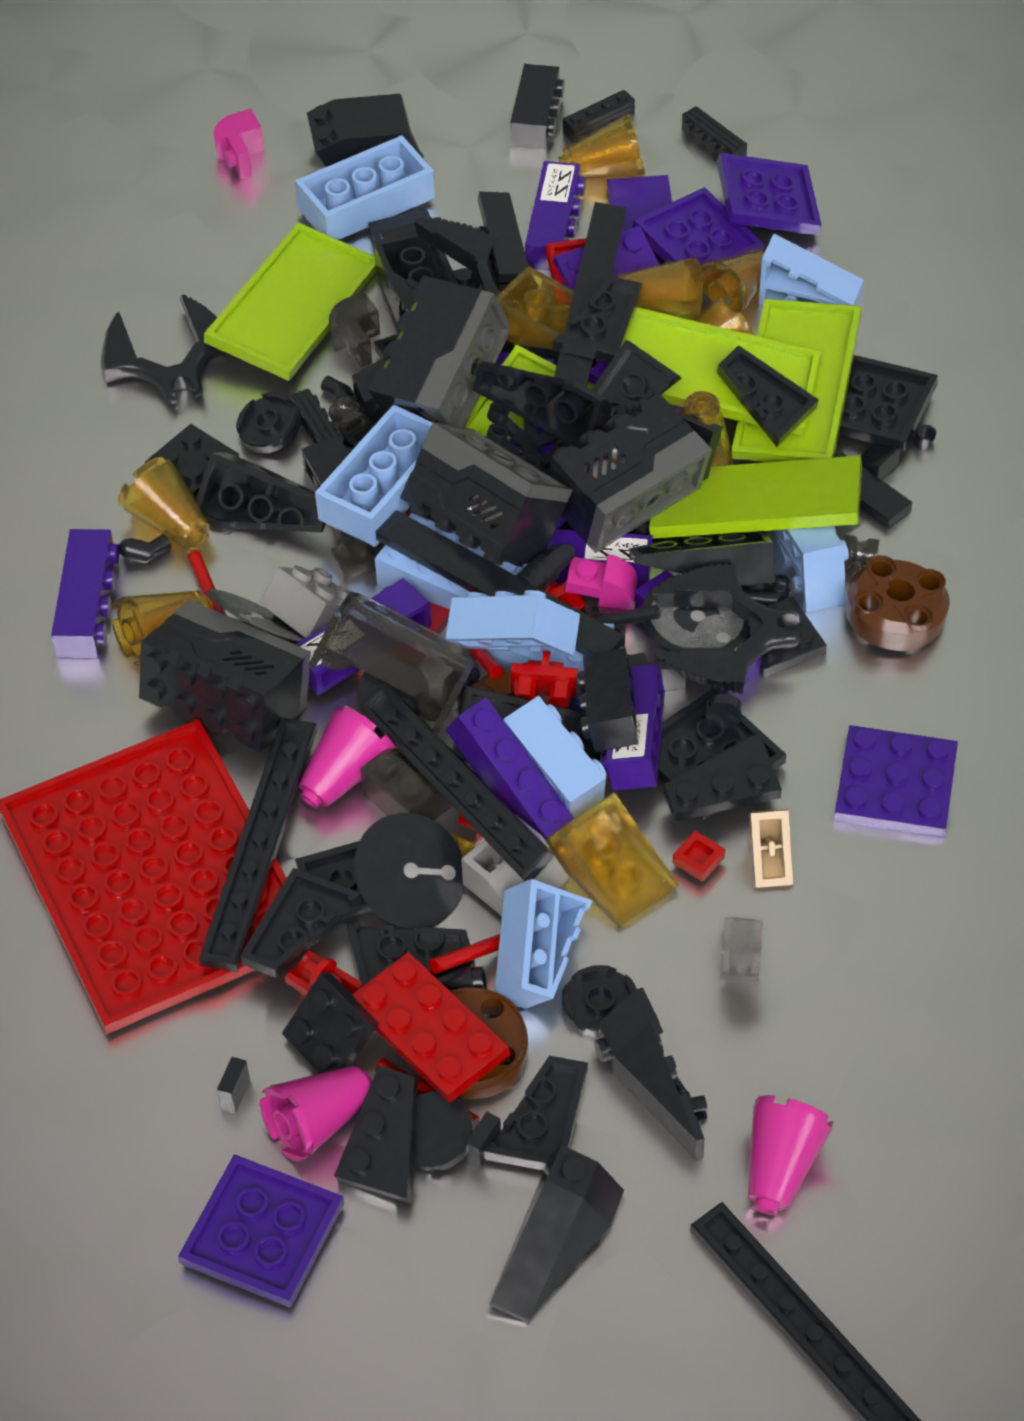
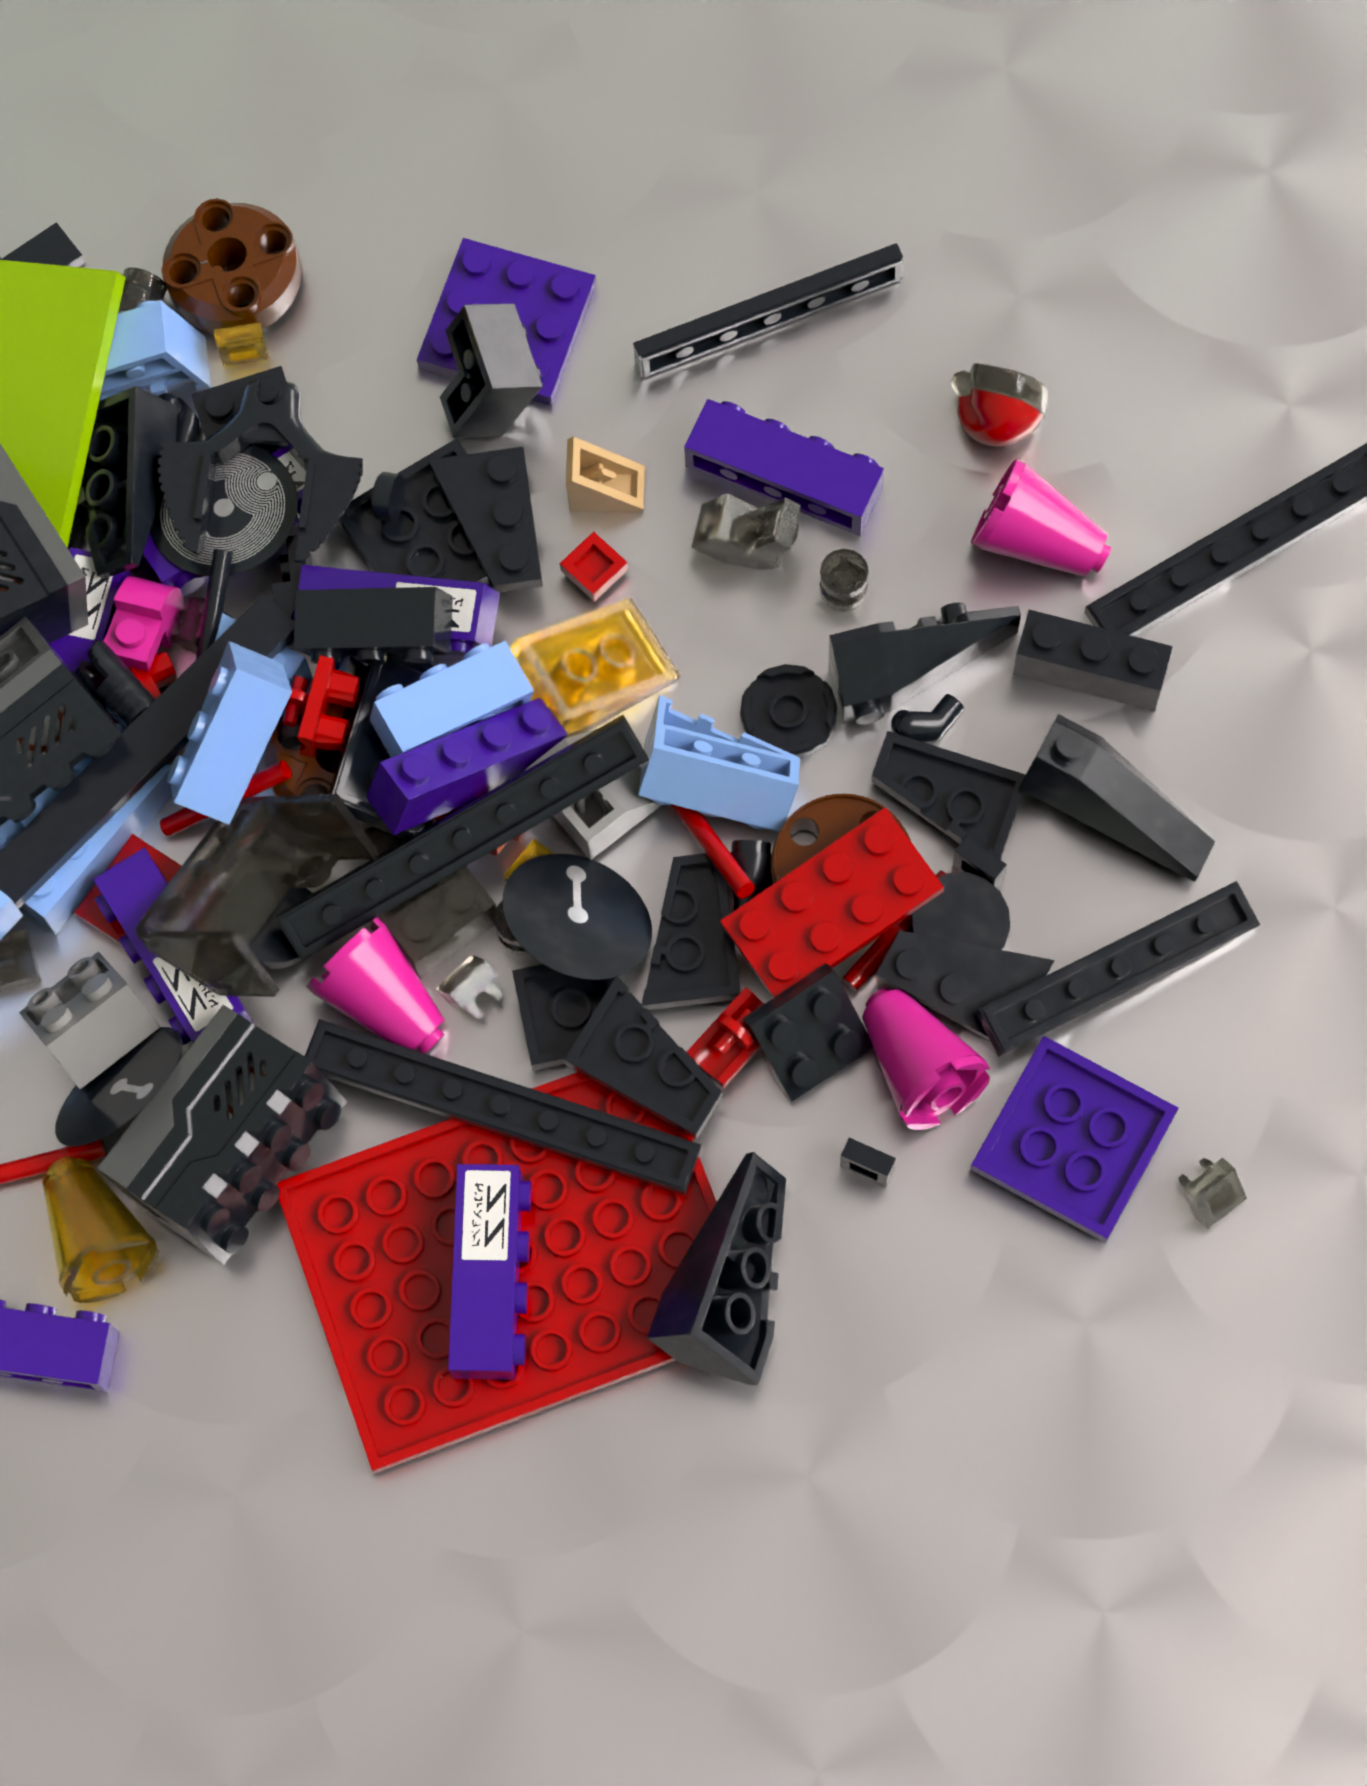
camera: 80 degrees left, 20 degrees up
(126, 990) = (720, 1293): none -> black wedge
(132, 841) = (487, 1272): none -> dark purple brick
(221, 1334) = (1213, 1192): none -> clear smoke tile
(355, 815) = (467, 982): none -> clear smoke tile
(405, 1248) = (1117, 968): none -> black tile
(600, 1098) = (928, 726): none -> black arm
(670, 1205) = (1092, 660): none -> black brick
(713, 1021) = (844, 568): none -> clear smoke wheel
(804, 972) = (783, 464): none -> dark purple brick
(830, 757) = (494, 370): none -> black brick
(837, 618) = (241, 344): none -> clear yellow tile
(888, 1116) = (998, 404): none -> piece
(942, 949) = (768, 310): none -> black tile

